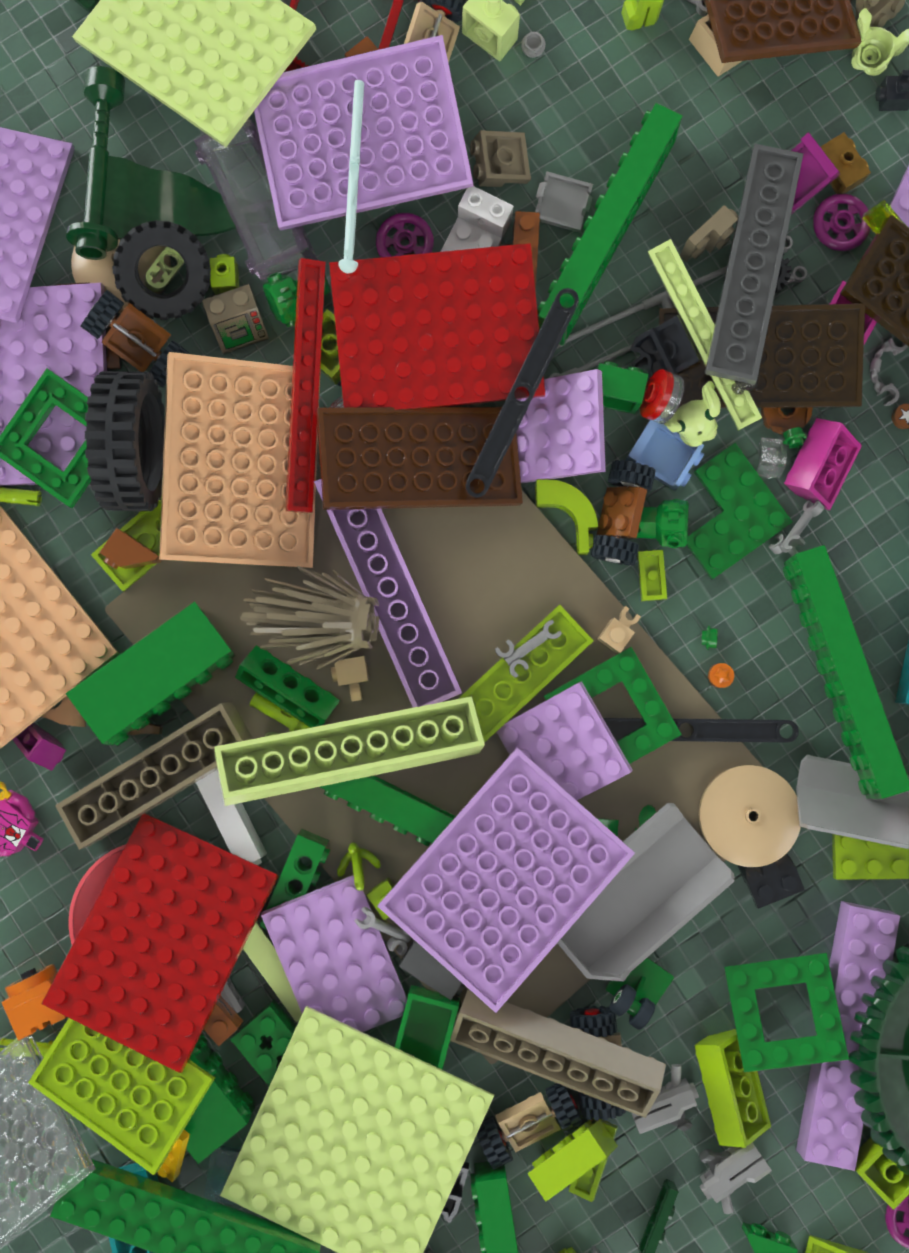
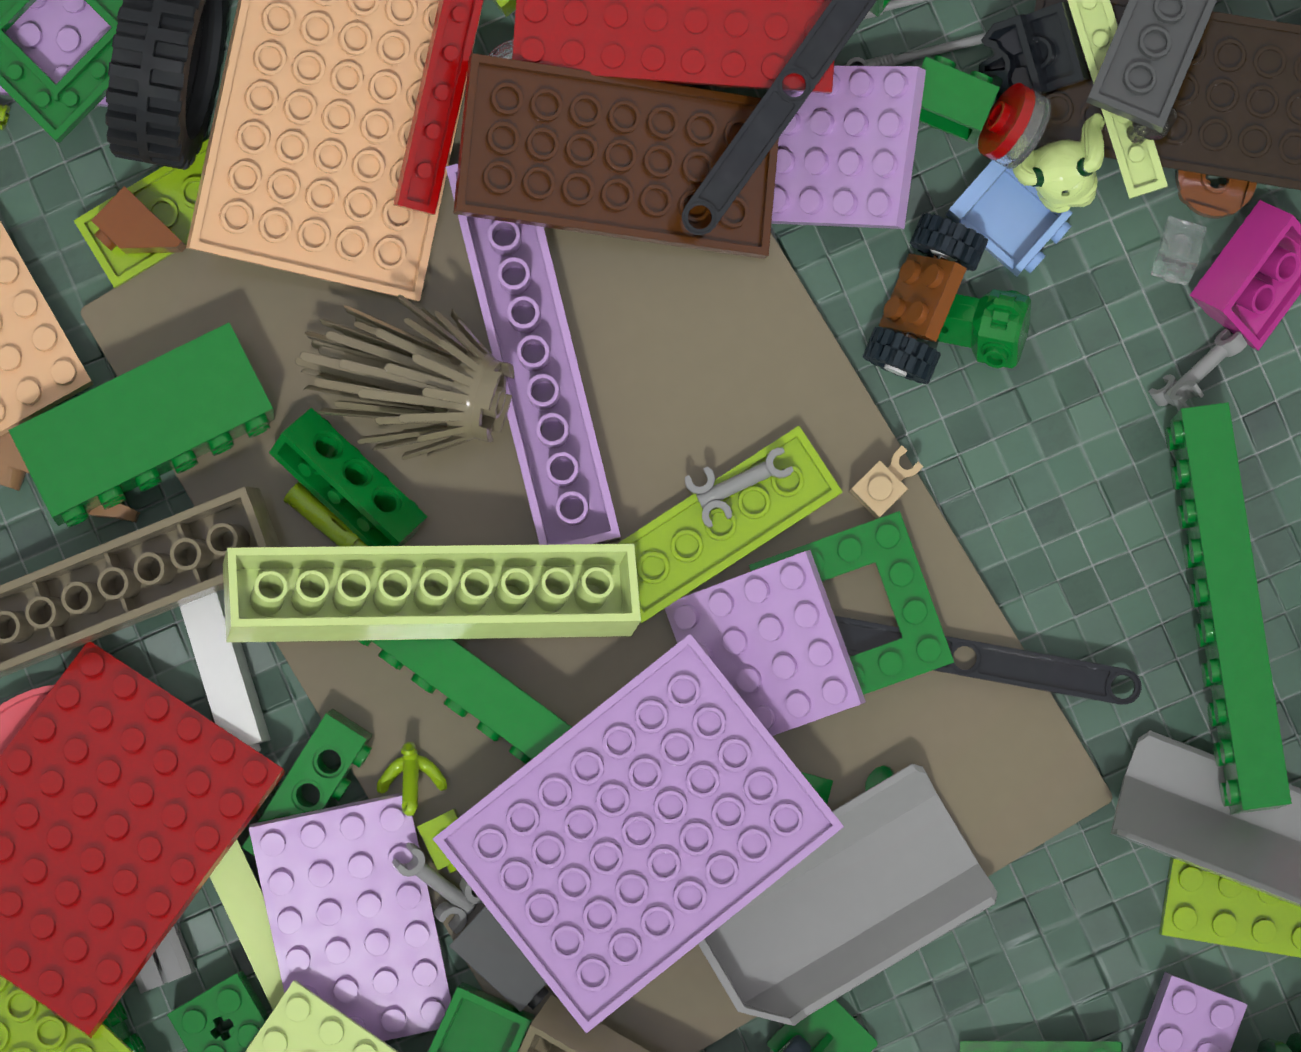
camera: 15 degrees right, 0 degrees up
(222, 1022) = (159, 981): dark orange brick -> none
(351, 673) = (453, 477): tan brick -> none
(573, 502) = (841, 259): lime arch -> none
(652, 575) = (955, 405): lime plate -> none
(710, 637) = (1029, 520): green plate -> none
(721, 675) = (1037, 582): orange tile -> none
(726, 820) = (1002, 815): tan dish -> none
(747, 516) = (1126, 330): green plate -> none
(772, 881) = (1057, 906): black plate -> none
(794, 437) = (1218, 225): green plate -> none

